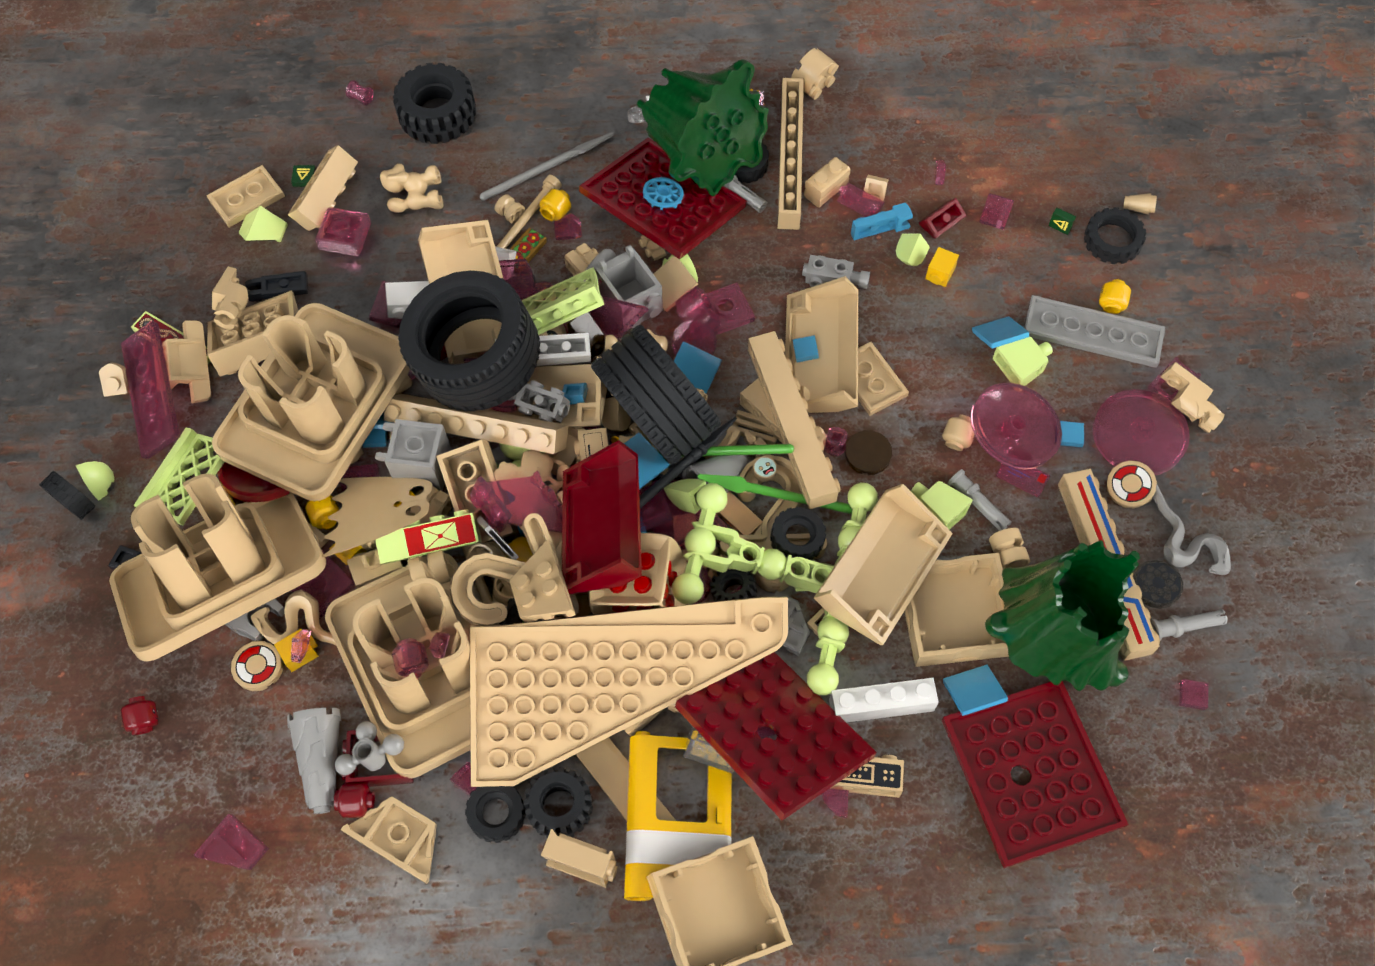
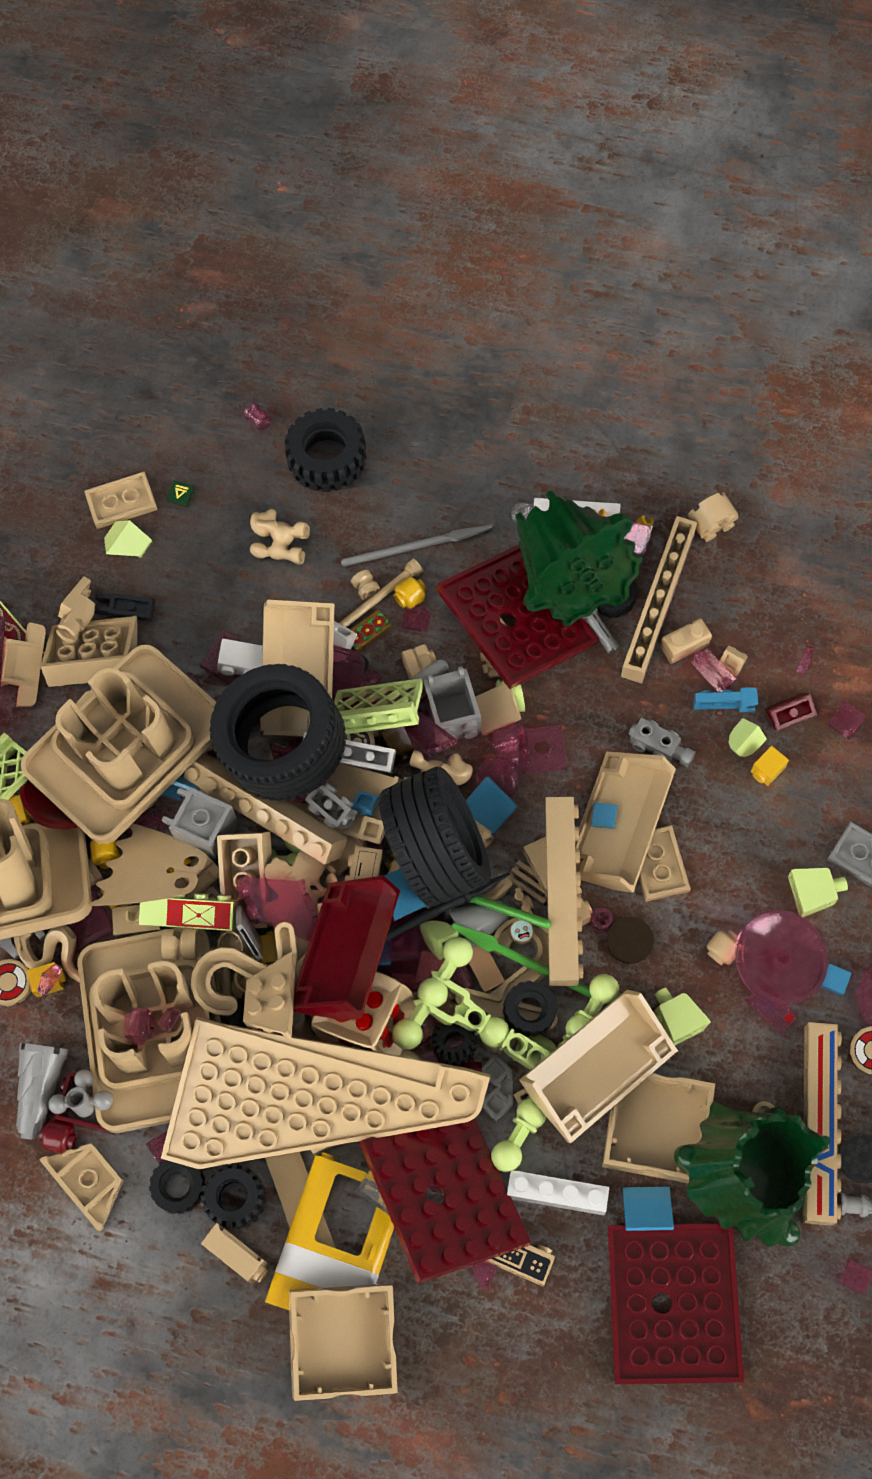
camera: 20 degrees right, 5 degrees up
(323, 188) = (194, 515): tan brick -> none
(343, 231) = (197, 555): clear pink brick -> none
(663, 193) = (514, 612): dark azure wheel -> none
(968, 488) = (715, 1012): light grey pin -> none
(1000, 332) = (802, 853): dark azure piece -> none
(1009, 546) = (729, 1081): tan wheel -> none

